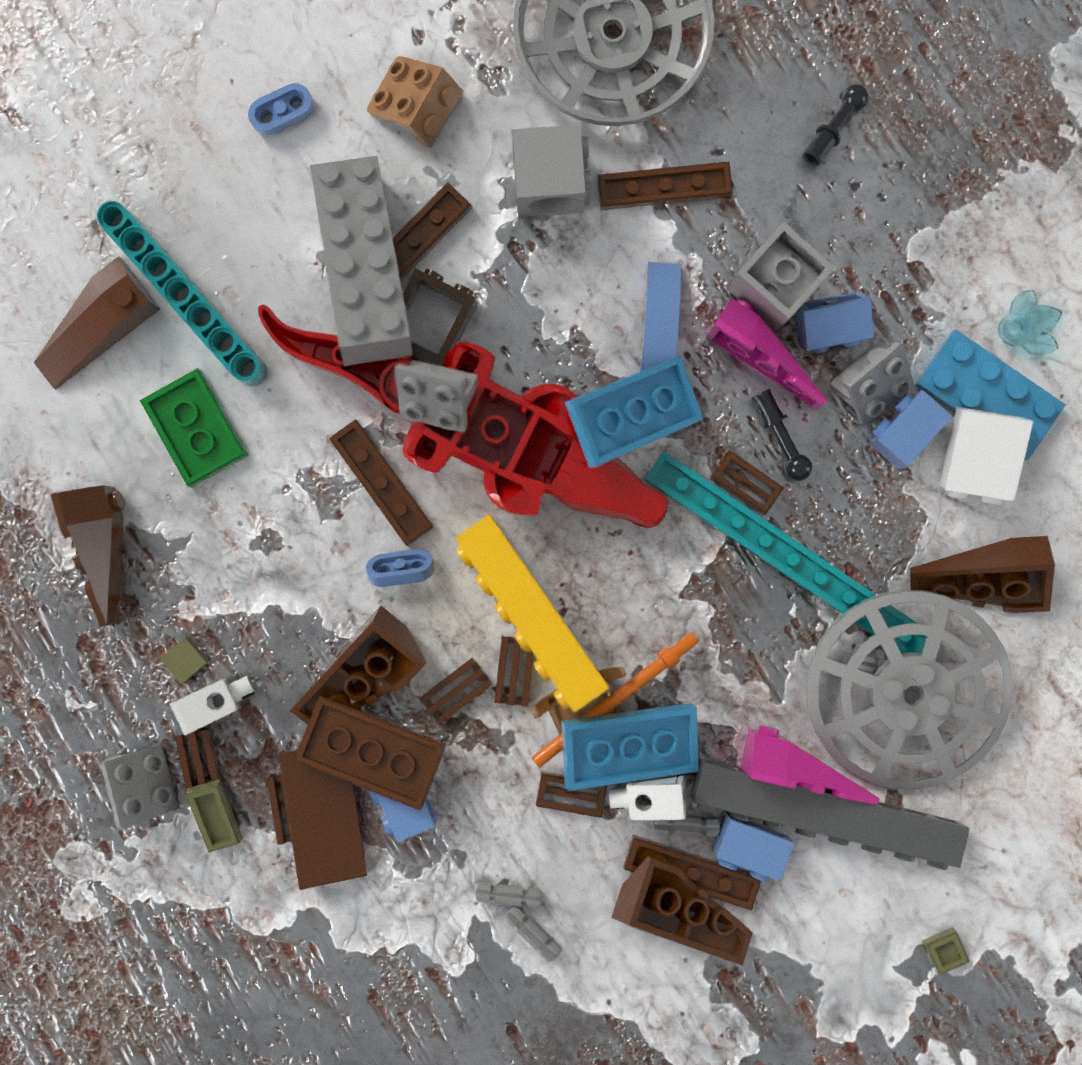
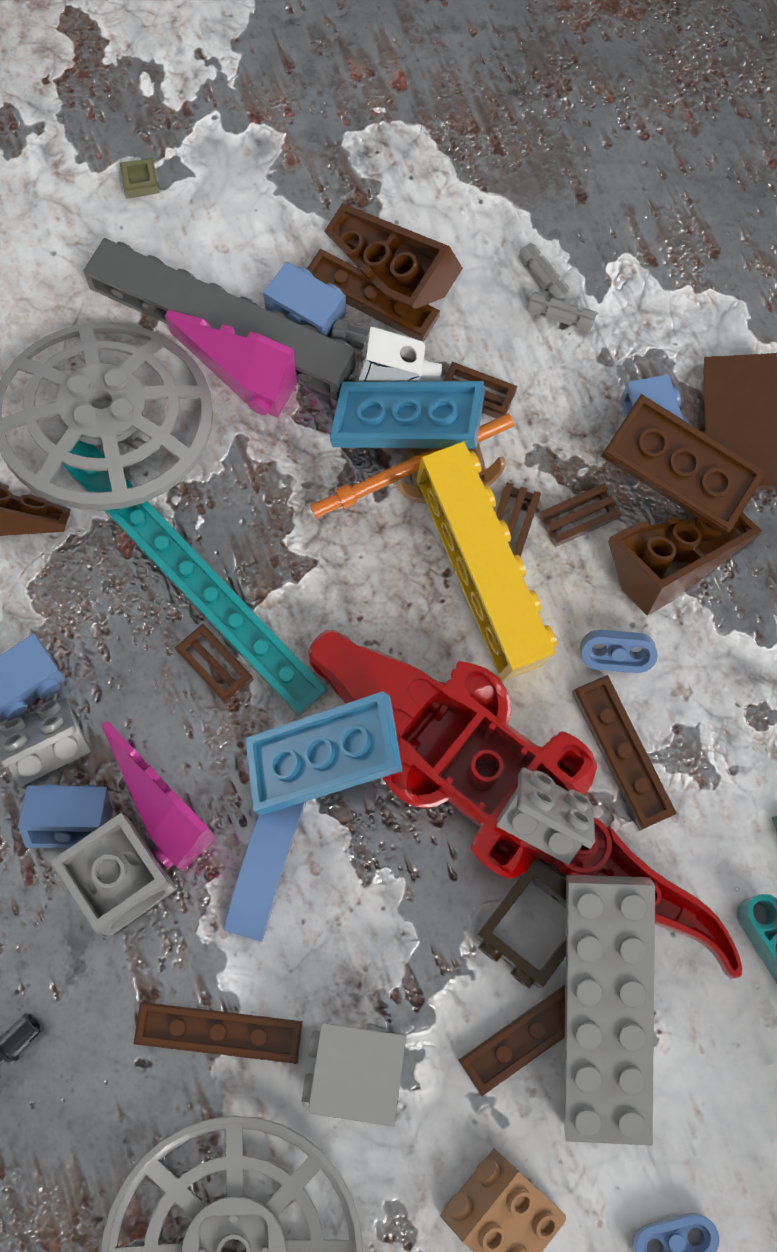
camera: 175 degrees left, 15 degrees down
(797, 466) = (152, 667): black pin -> none

